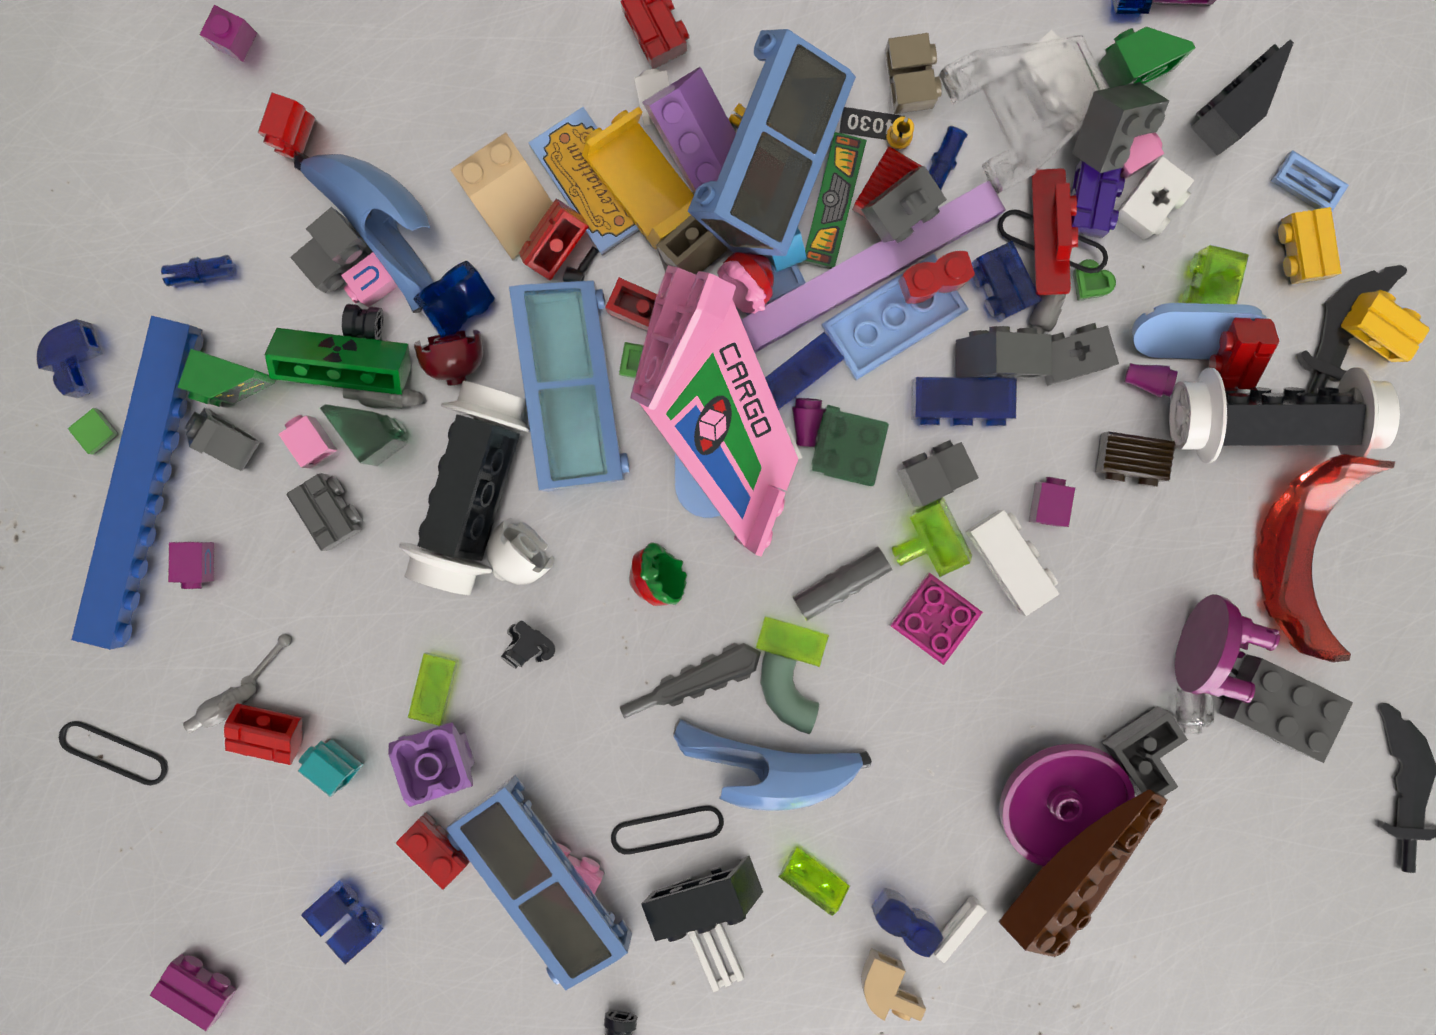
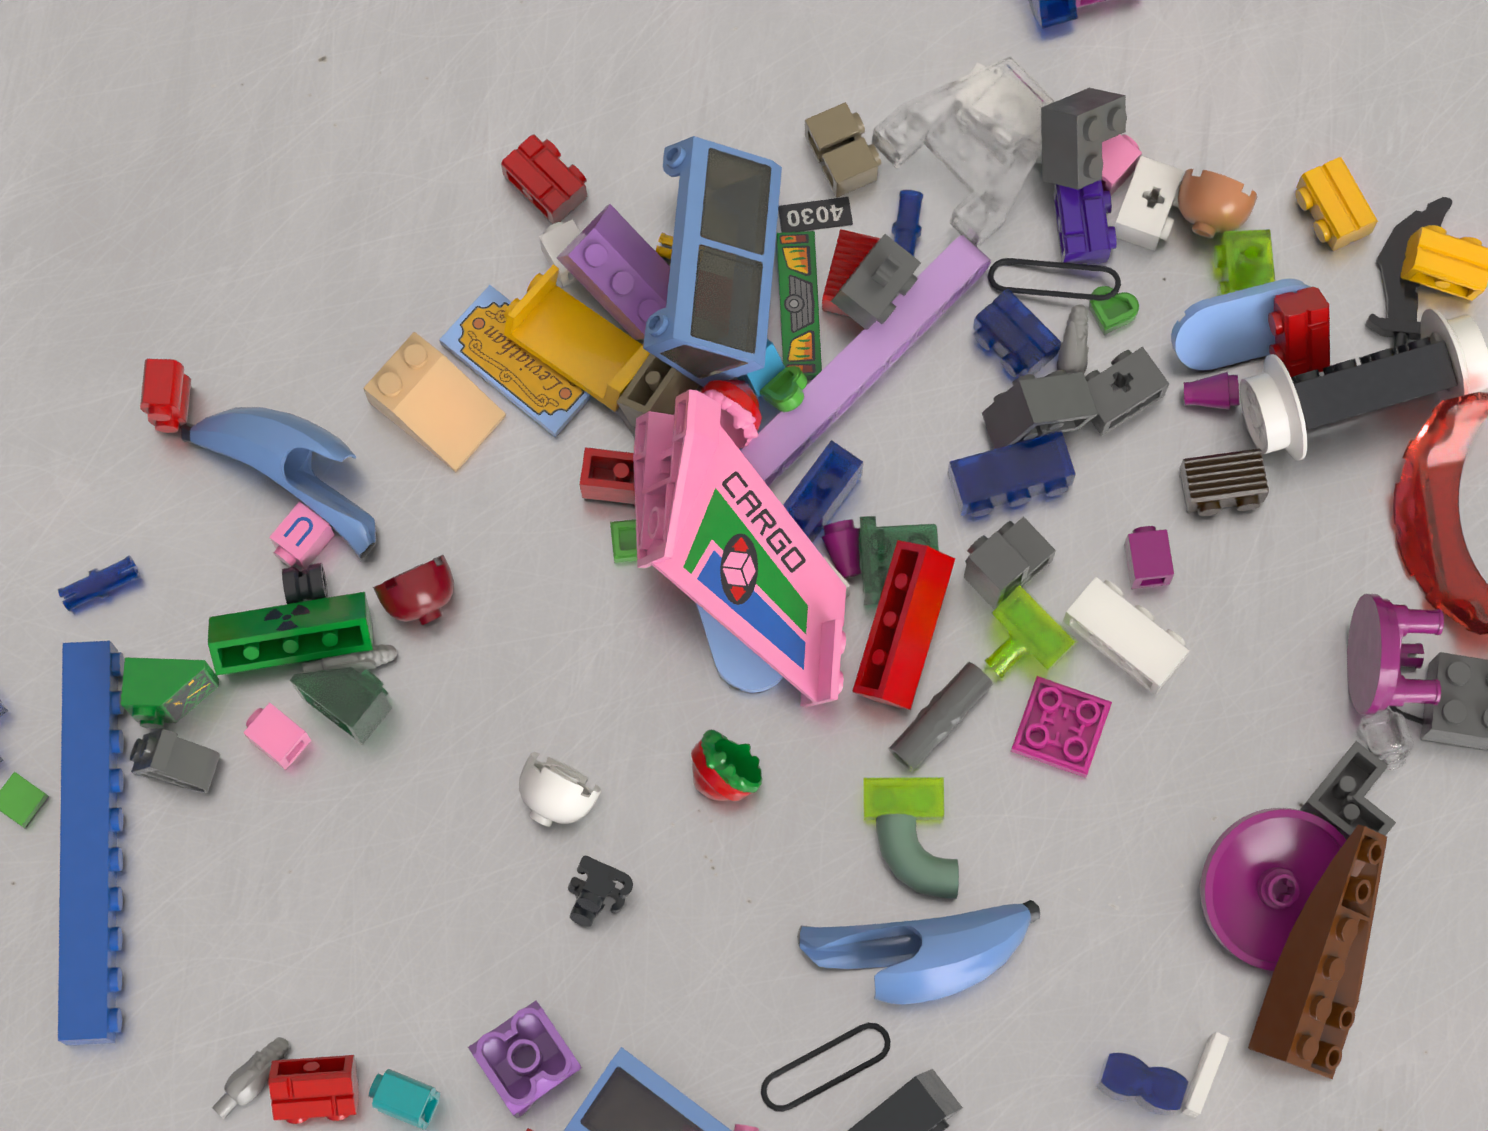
camera: 10 degrees left, 15 degrees down
(191, 563) = (175, 914): magenta brick -> none
(228, 33) = (72, 318): magenta brick -> none
(283, 641) = (306, 977): light grey hinge -> none
(325, 511) = (317, 809): dark grey brick -> none
(331, 251) = (252, 515): dark grey brick -> none
(432, 688) = (499, 977): clear neon green plate -> none
(454, 299) = (405, 527): clear blue brick -> none
(467, 489) = (481, 726): black brick -> none
(553, 239) = (499, 430): red brick -> none
(567, 384) = (562, 585): windscreen -> none
(572, 274) = (533, 468): black hand -> none
(714, 672) = (824, 863): dark grey sword -> none
(800, 274) = (785, 389): none -> bright green tile
(814, 881) = (1017, 1070): clear neon green plate -> none
(835, 504) = (903, 624): none -> red brick
(887, 325) = (907, 408): light blue tile -> none
(900, 126) = (851, 207): yellow pin -> none
(943, 276) = (943, 347): red brick -> none
(1053, 231) = (1049, 266): red bracket -> none
(1143, 56) = (1085, 60): green slope -> none
(1209, 216) = (1214, 202): none -> nougat cylinder
(1242, 101) = (1204, 85): black slope -> none
(1301, 192) = (1316, 127): light blue tile -> none

